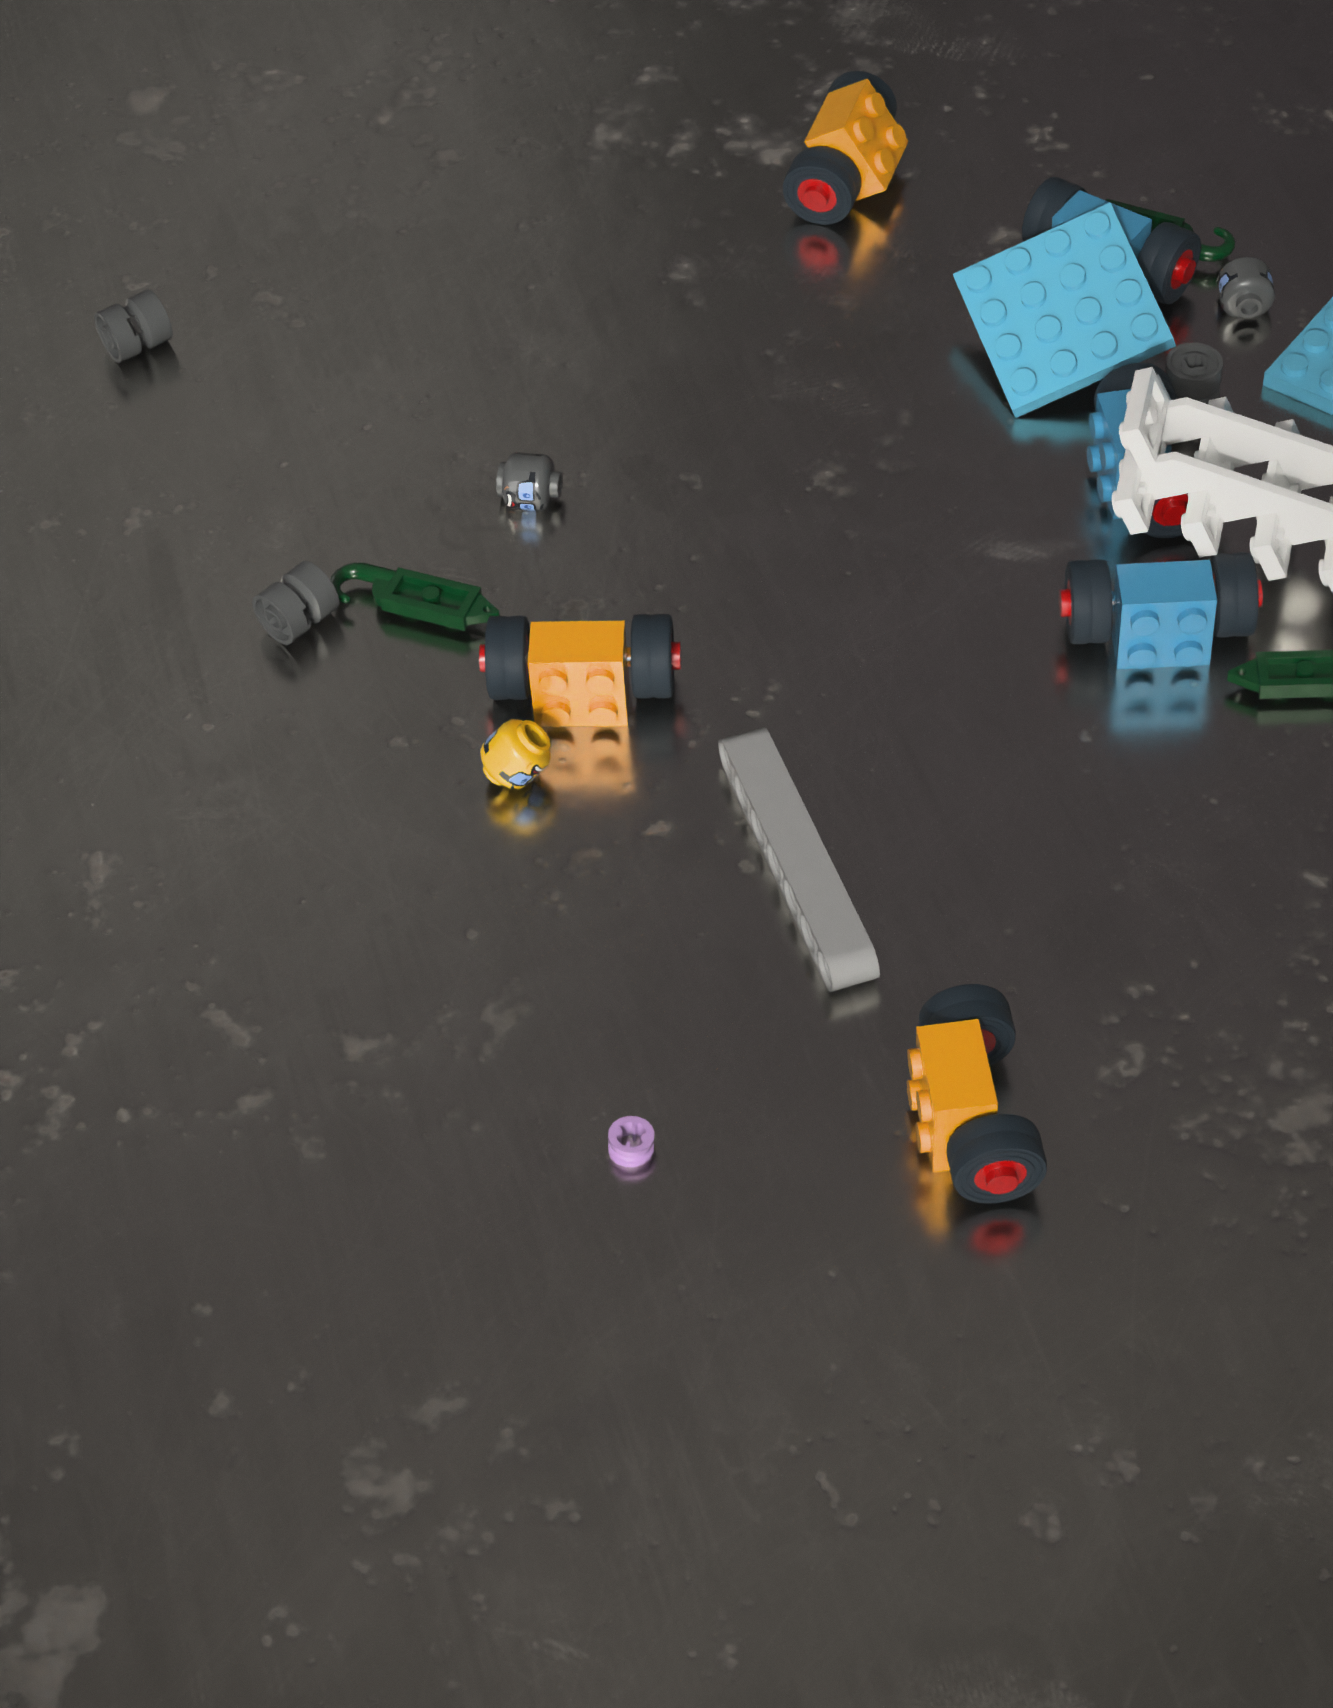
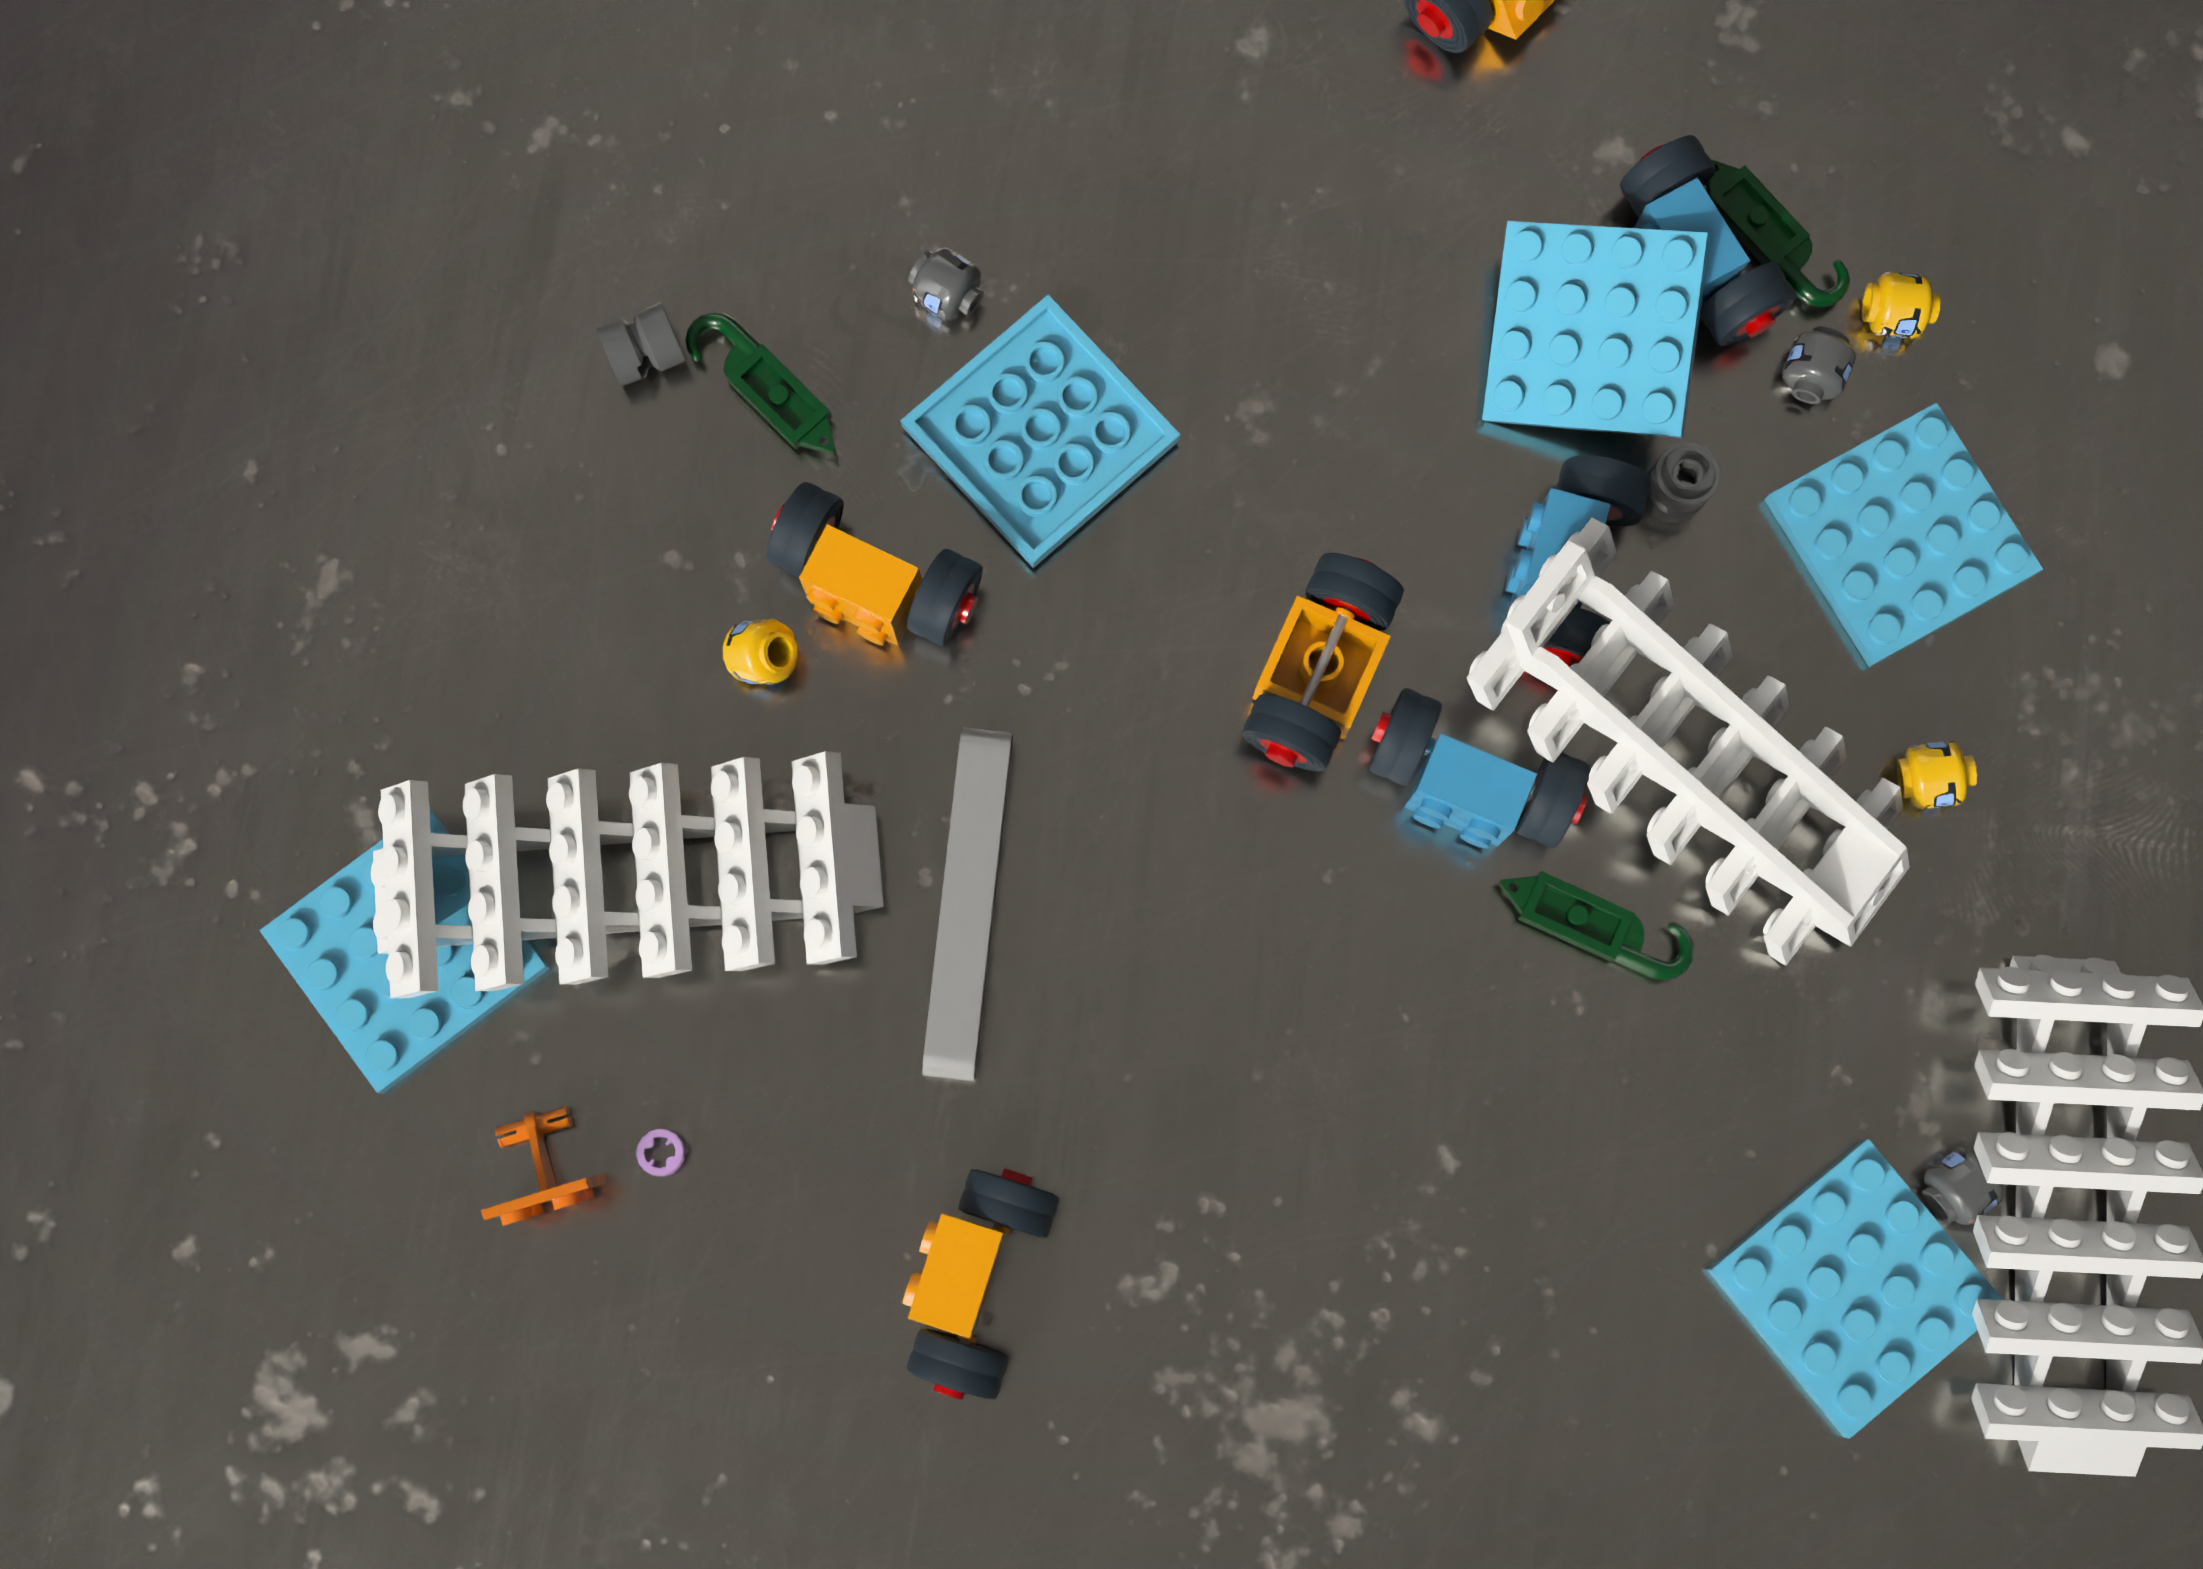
camera: 20 degrees right, 30 degrees up
(310, 1091) = (336, 962): none -> medium azure plate
(317, 1024) = (834, 851): none -> white piece
(544, 1191) = (533, 1128): none -> orange plate
(662, 542) = (1040, 430): none -> medium azure plate
(989, 576) = (1323, 662): none -> brick
(1280, 235) = (1900, 305): none -> yellow head

